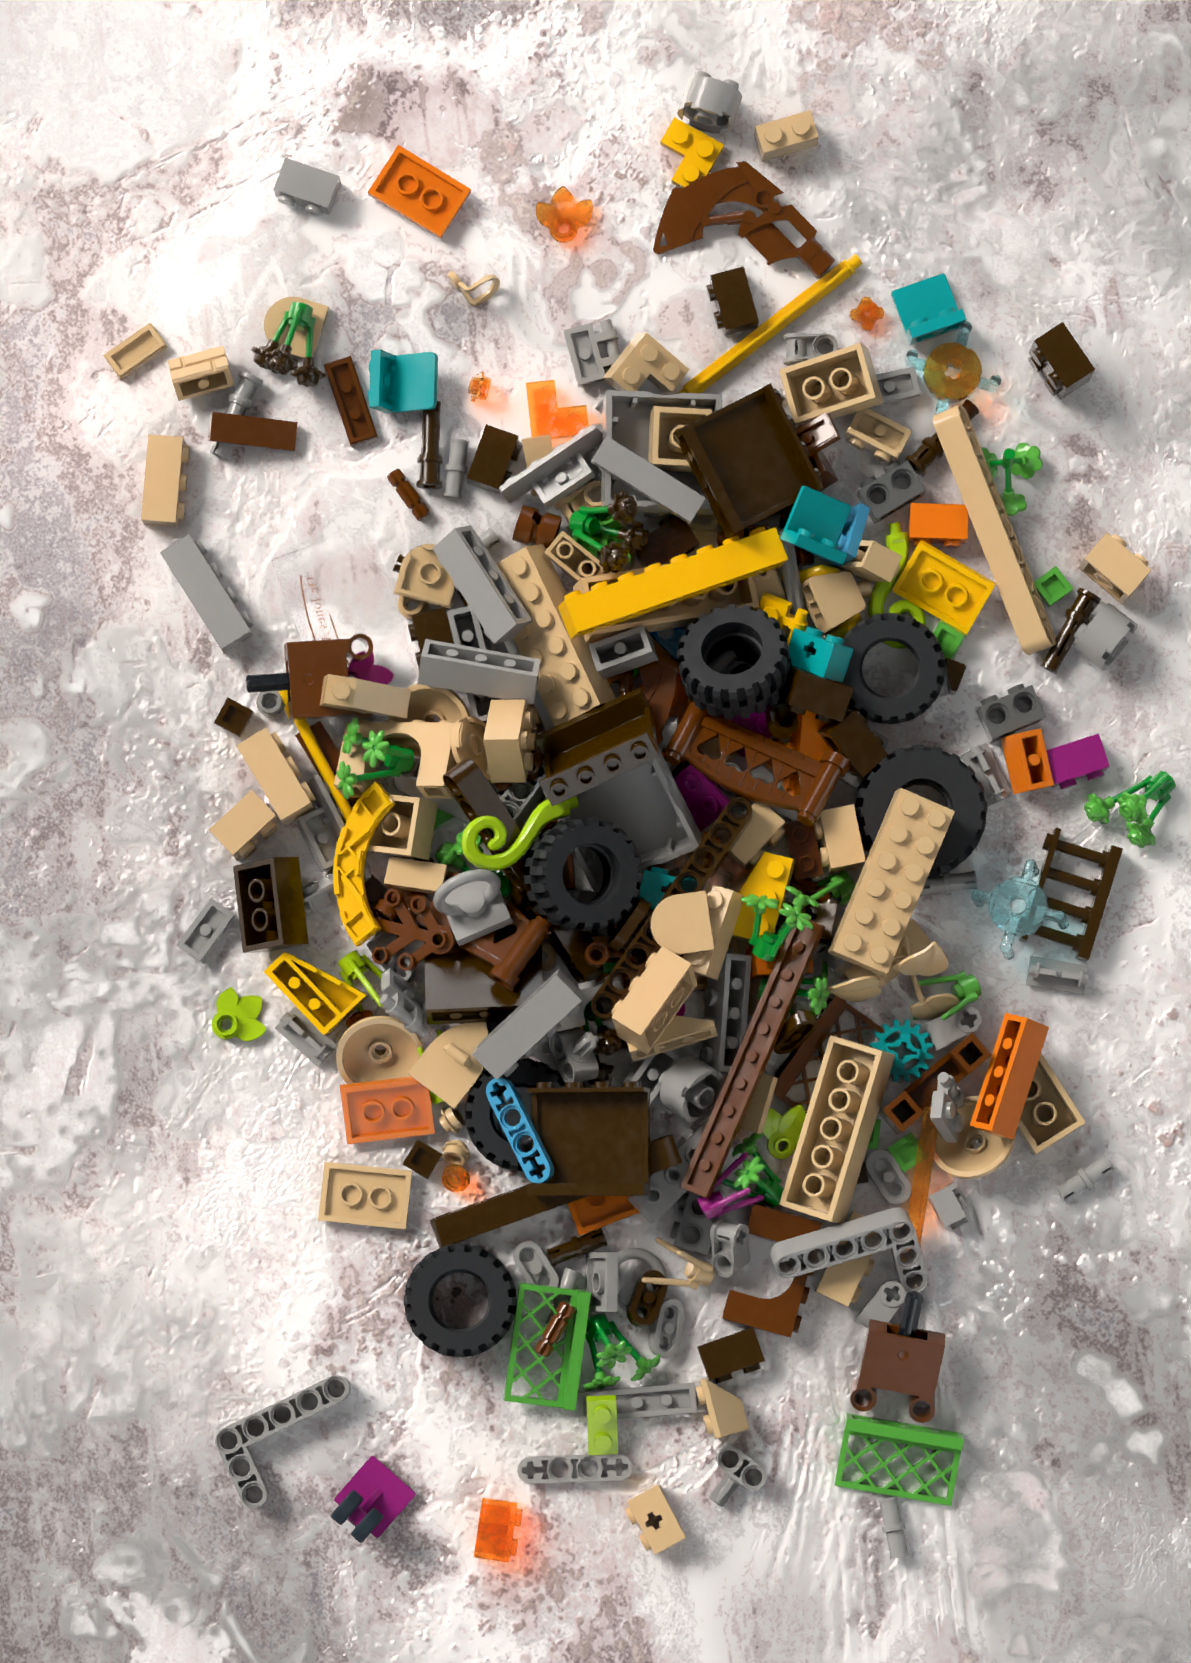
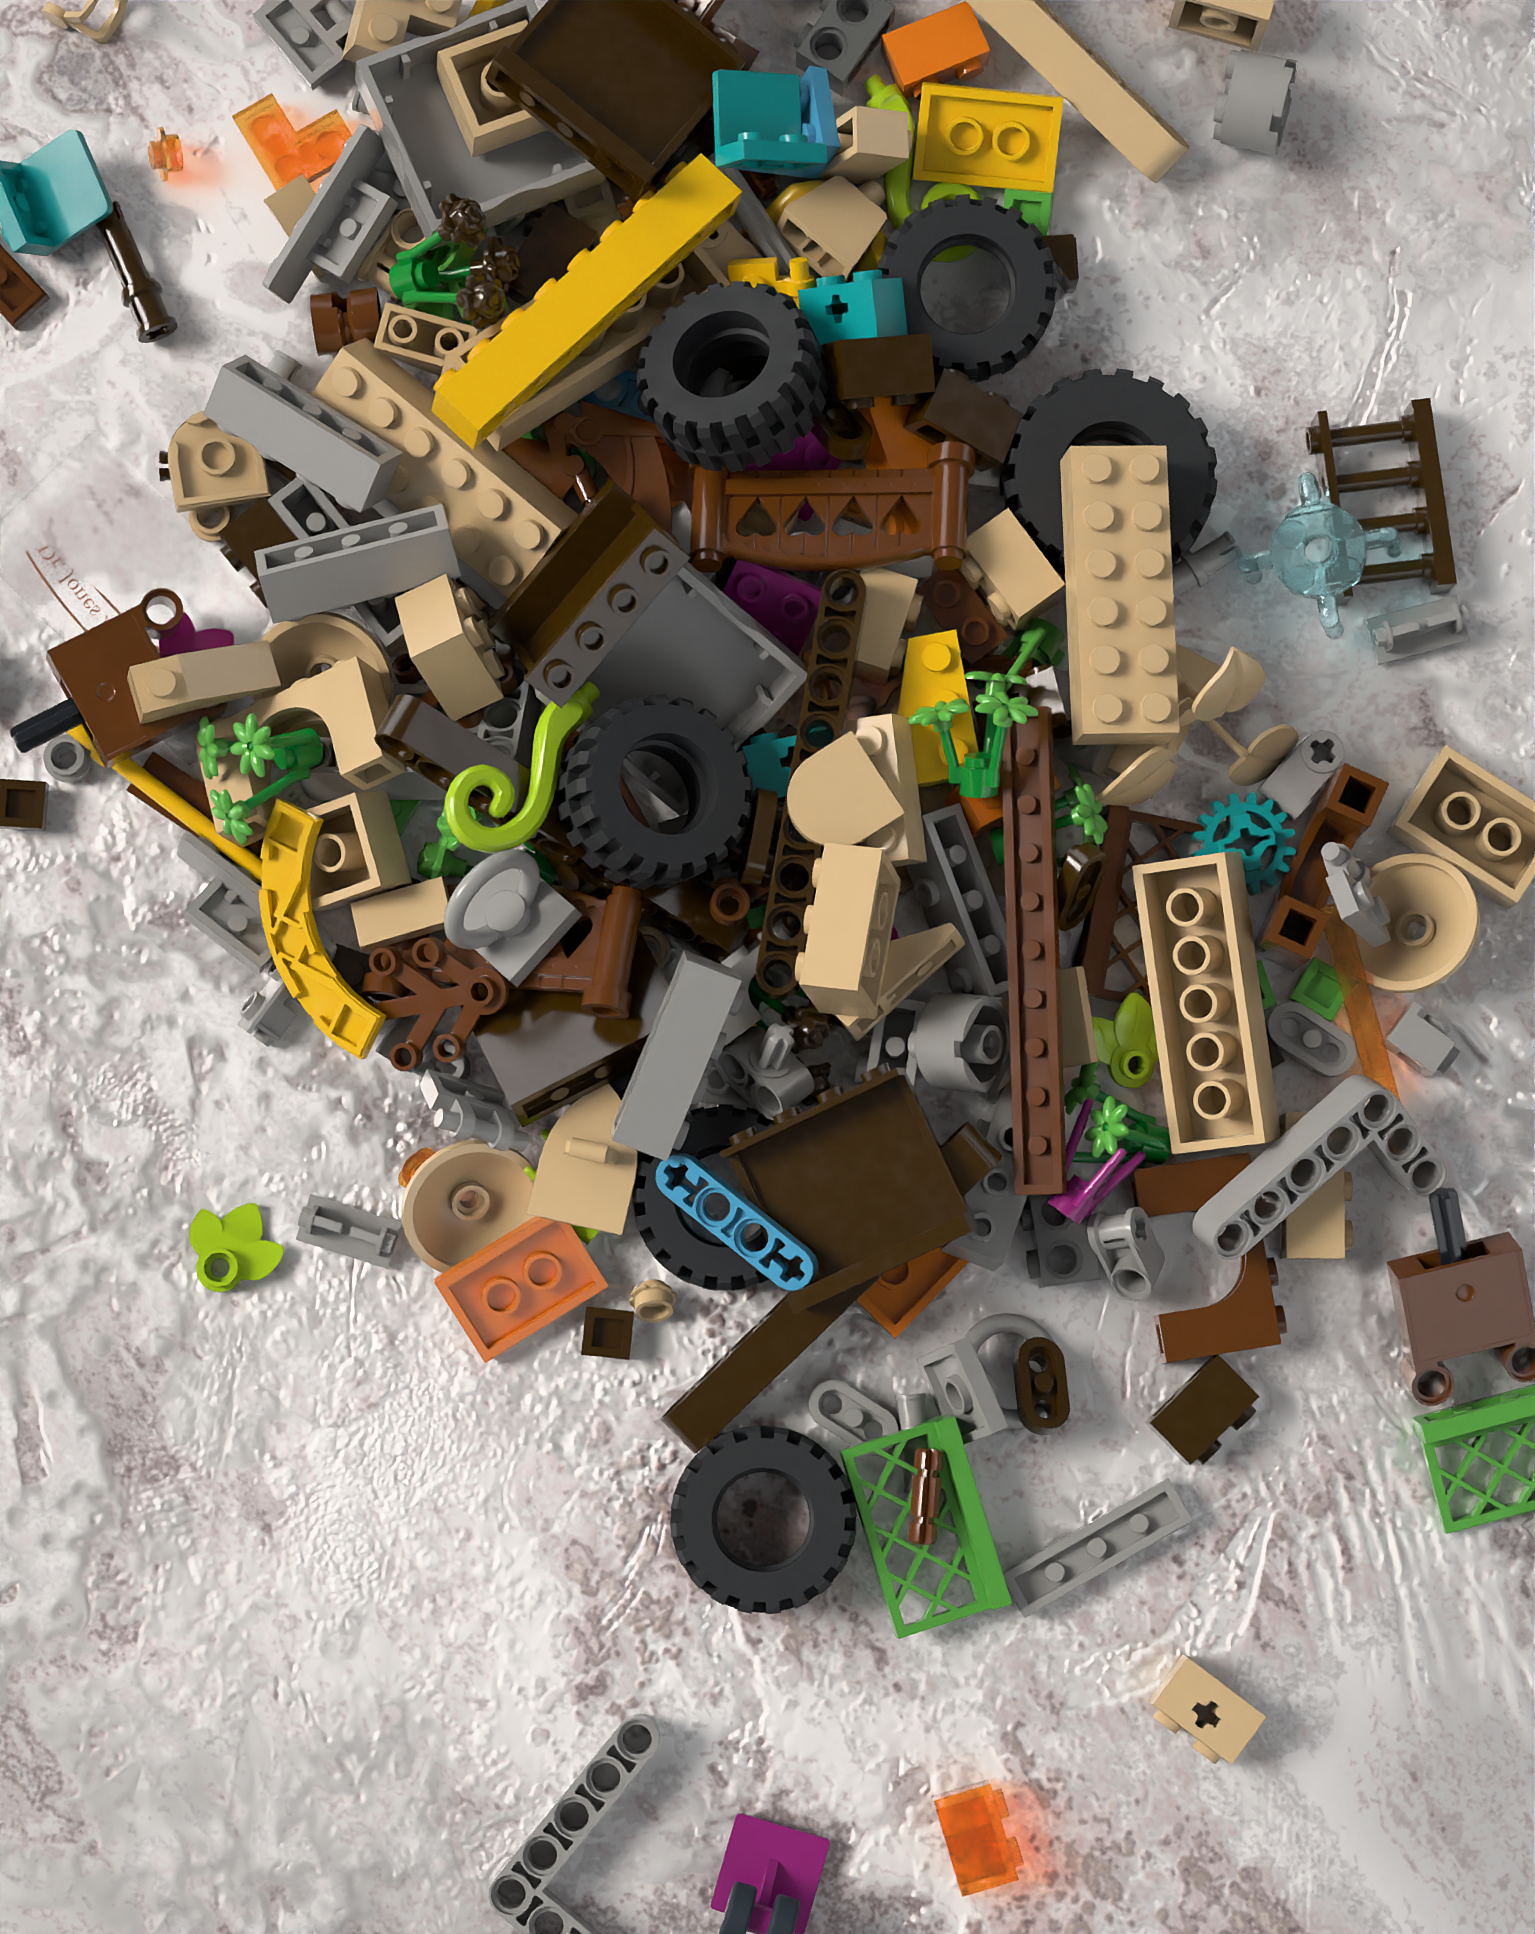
camera: 30 degrees left, 0 degrees up
(205, 930) = (124, 1141): light grey plate -> none
(245, 826) = (112, 957): tan brick -> none
(270, 904) = (204, 1056): dark brown brick -> none
(277, 775) = (125, 859): tan brick -> none
(315, 992) = (331, 1157): yellow wedge -> none
(354, 967) = (373, 1094): lime plant -> none
(365, 1195) = (547, 1427): tan plate -> none
(408, 494) = (132, 359): reddish brown axle -> none
(451, 1120) = (624, 1254): tan plate -> none
(455, 1178) = (670, 1338): clear orange plate -> none
(456, 468) = (186, 288): light grey pin -> none
(468, 742) = (388, 671): tan tile -> none
(494, 459) = (235, 249): dark brown brick -> none
(574, 1463) = (1052, 1696): light grey beam -> none
(577, 1247) = (899, 1357): dark brown pin -> none
(601, 1331) = (994, 1467): plant -> none
(602, 1425) = (1061, 1606): lime plate -> none
(623, 652) = (560, 438): light grey brick -> none
(648, 479) = (479, 165): light grey tile -> none
(667, 1328) = (1091, 1415): light grey plate -> none
(696, 1270) = (1092, 1308): tan plant -> none
(724, 1410) = (1232, 1498): tan slope -> none
(735, 1476) = (1294, 1587): light grey beam -> none
(878, 1307) = (1391, 1239): light grey piece -> none
(965, 989) = (1293, 707): bright green plant -> none
(988, 773) = (1179, 377): light grey hinge -> none
(1009, 1076) = (1428, 803): orange brick -> none
(1013, 718) = (1178, 283): dark grey brick -> none
(1027, 761) = (1229, 335): orange brick -> none
(1052, 586) = (1146, 67): bright green plate -> none
(1075, 617) = (1201, 99): dark brown pin -> none
(1077, 760) = (1298, 304): magenta brick -> none
(1133, 807) = (1418, 328): bright green plant -> none

